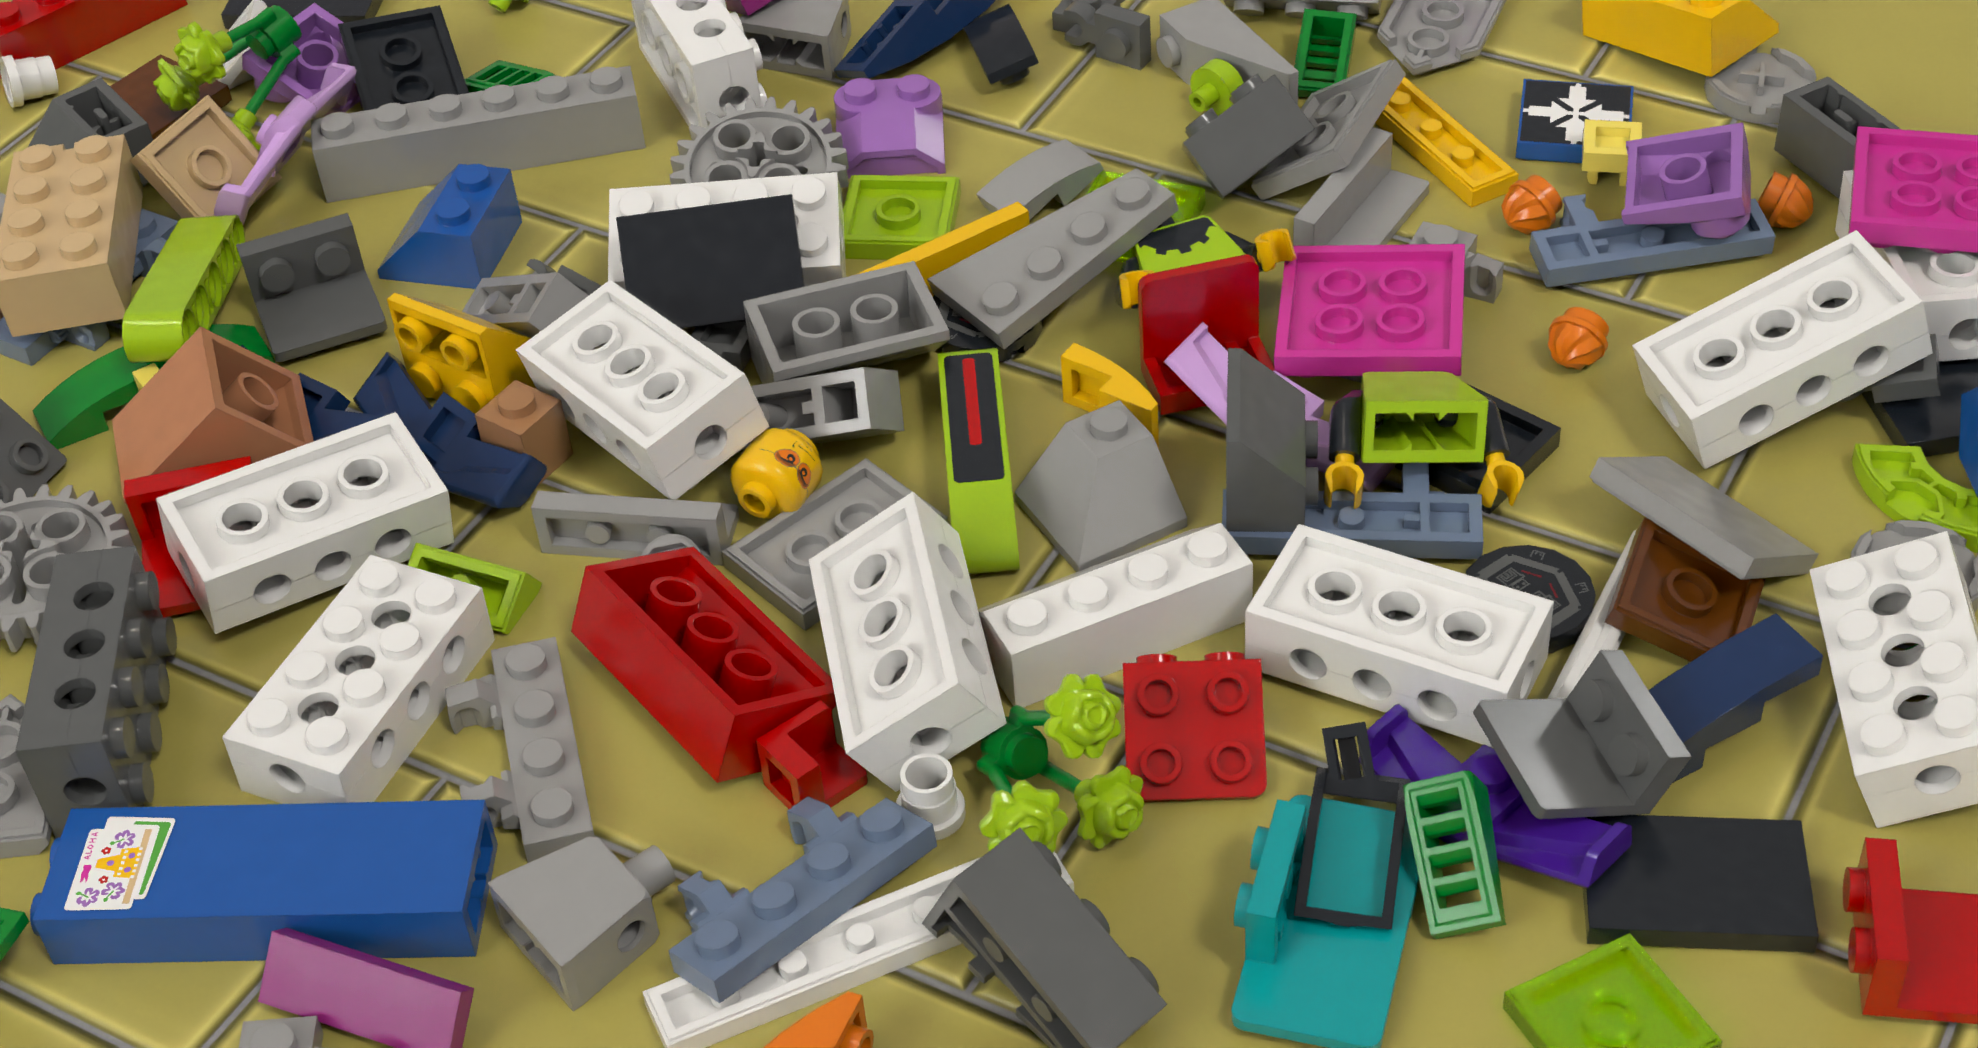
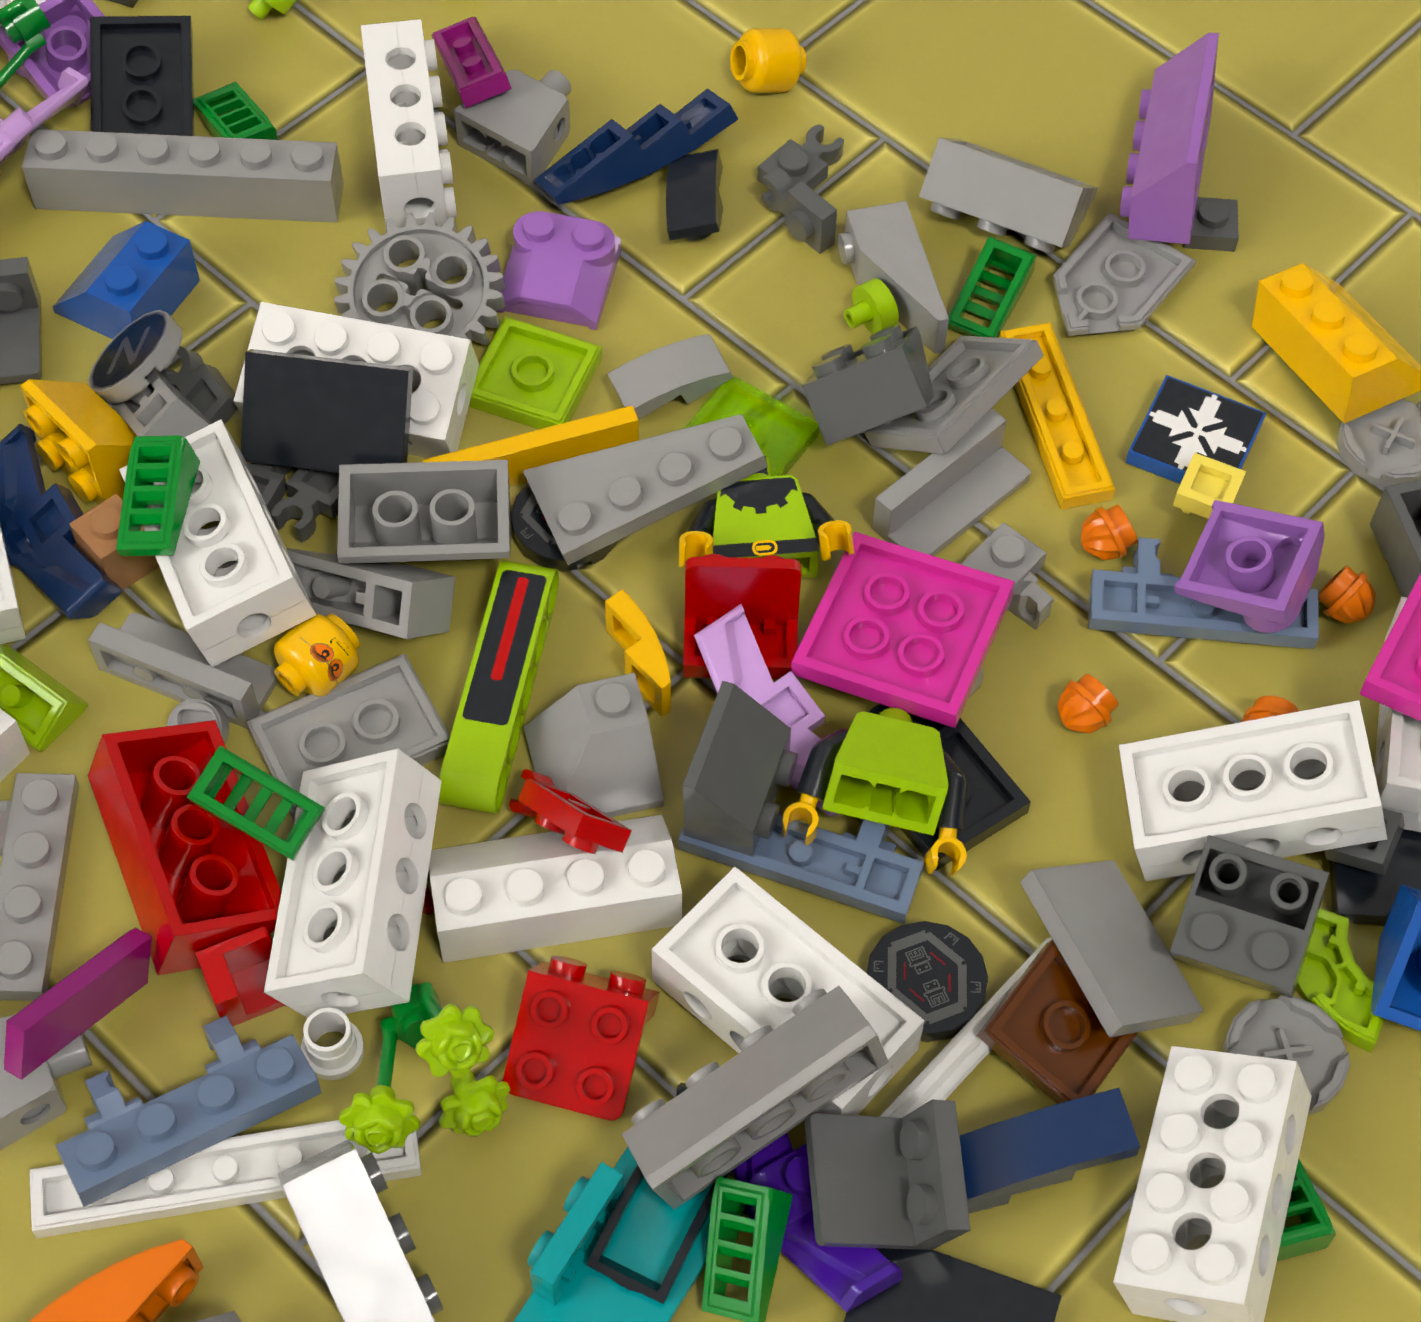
camera: 10 degrees right, 15 degrees up
(486, 273) = (133, 354): none -> tile
(568, 341) = (151, 461): none -> green slope
(645, 810) = (76, 1003): none -> magenta tile
(757, 560) = (214, 777): none -> green slope
(1103, 524) = (568, 815): none -> red plate
(1419, 691) = (754, 1096): none -> light grey slope
(1832, 451) = (1249, 916): none -> dark grey slope

